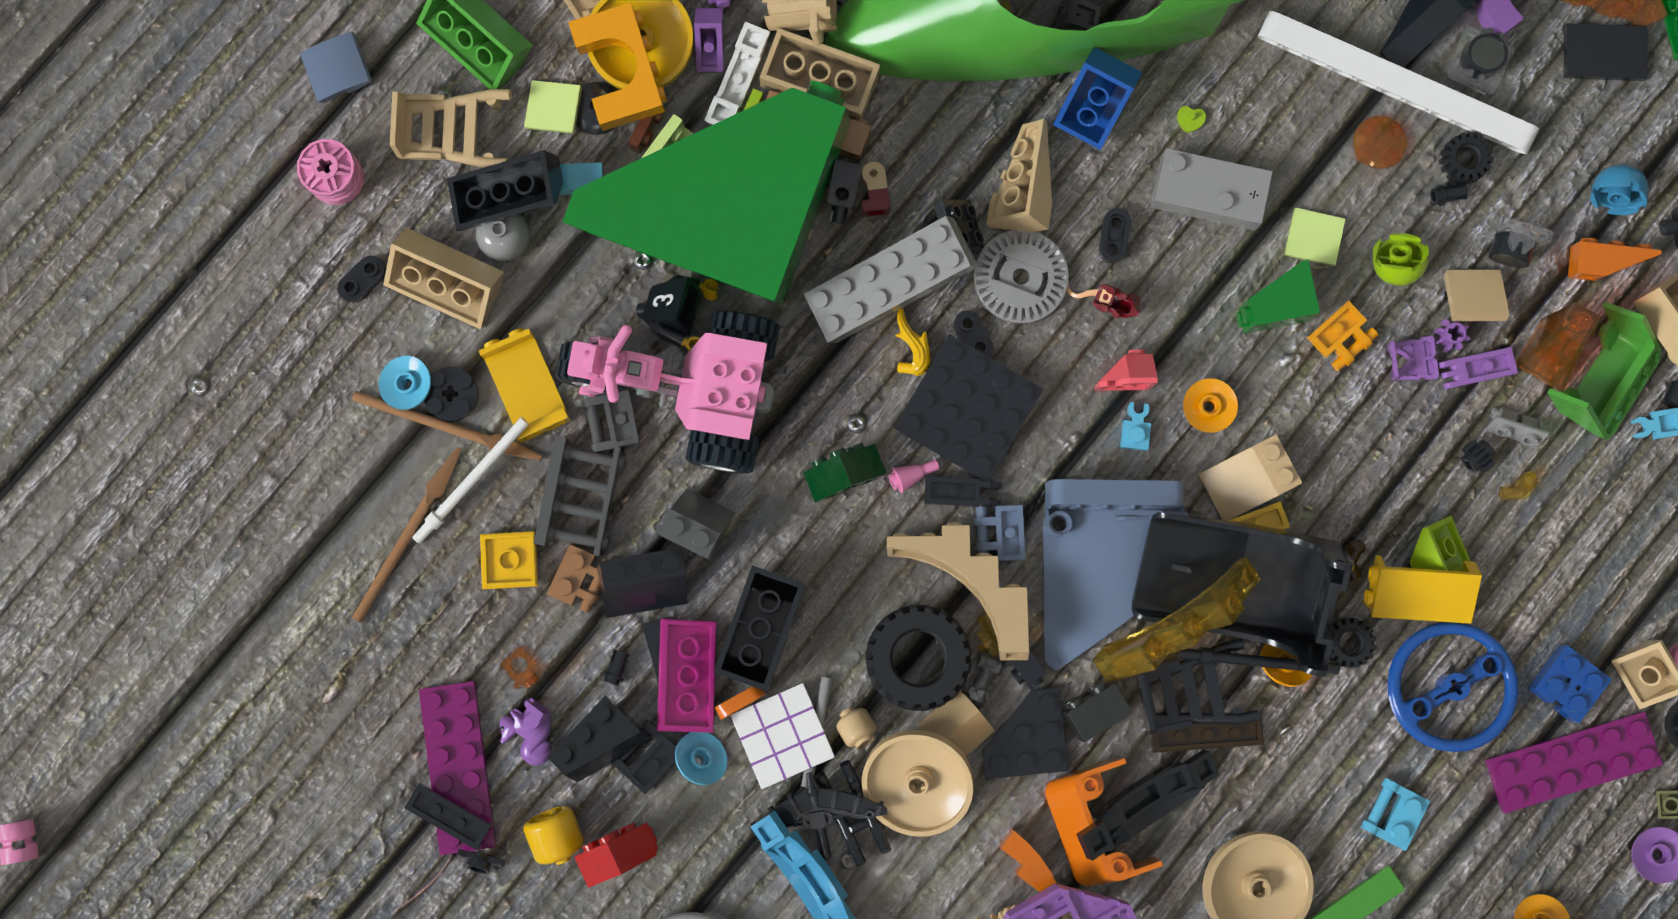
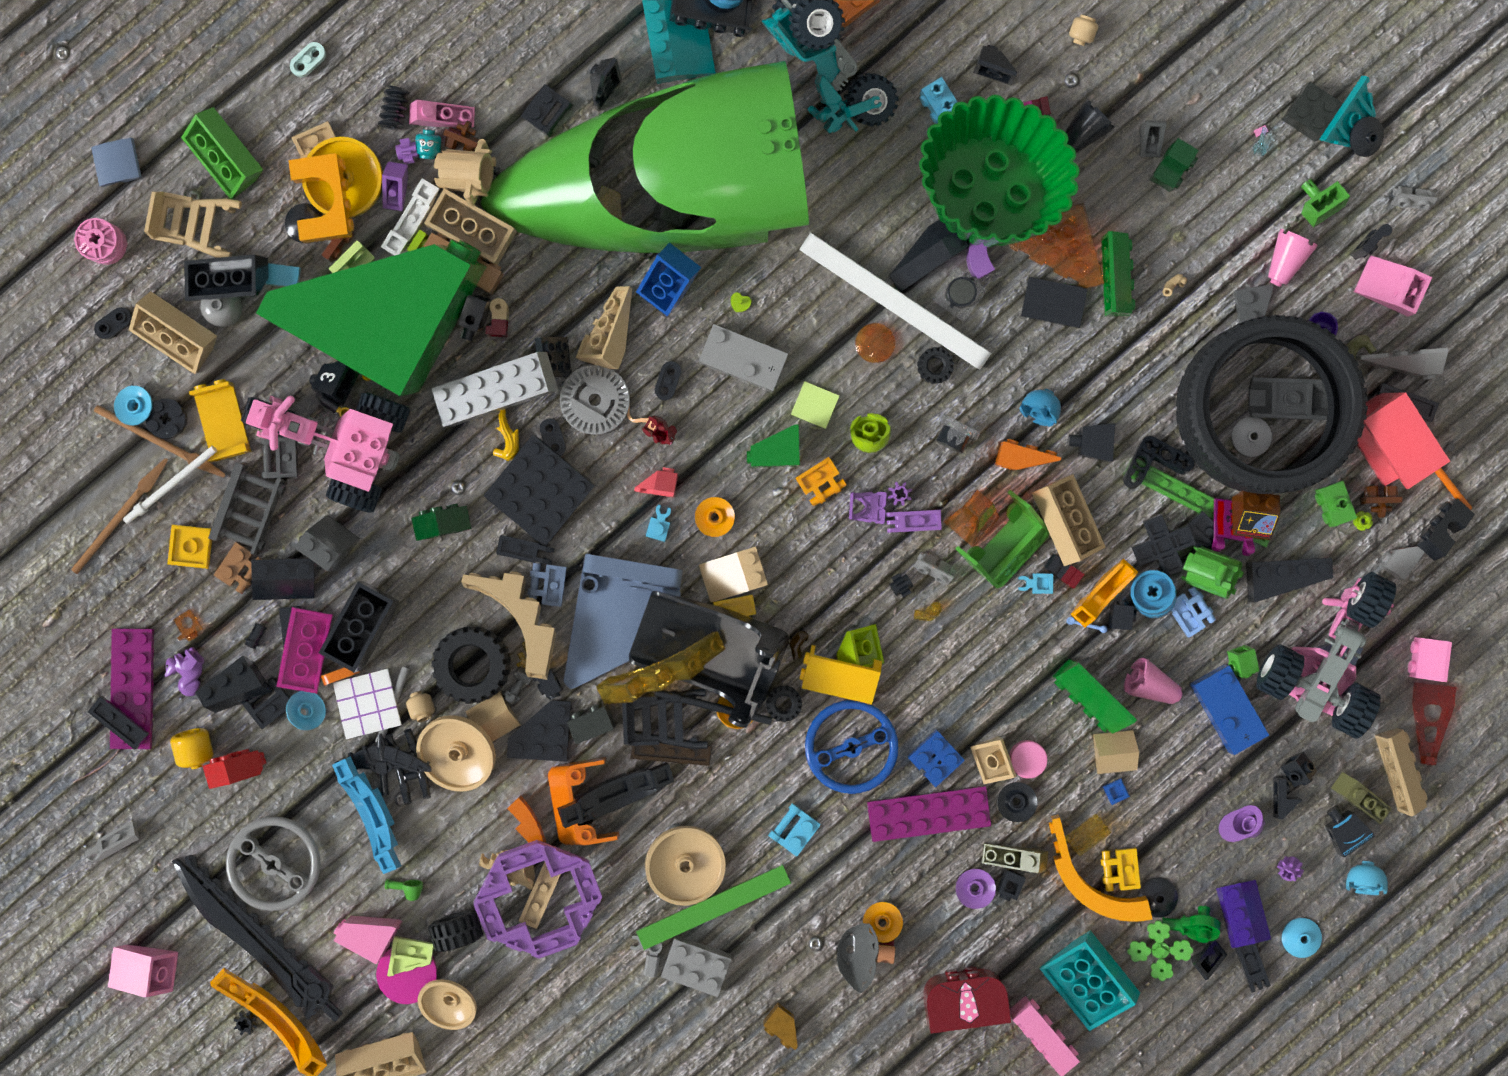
camera: 10 degrees right, 5 degrees up
(480, 861) = (137, 758): black animal -> none
(553, 107) = (272, 217): yellowish green piece -> none
(905, 477) = (487, 532): bright pink cone -> none
(1442, 195) = (917, 389): black pin -> none
(1476, 295) = (922, 468): tan tile -> none

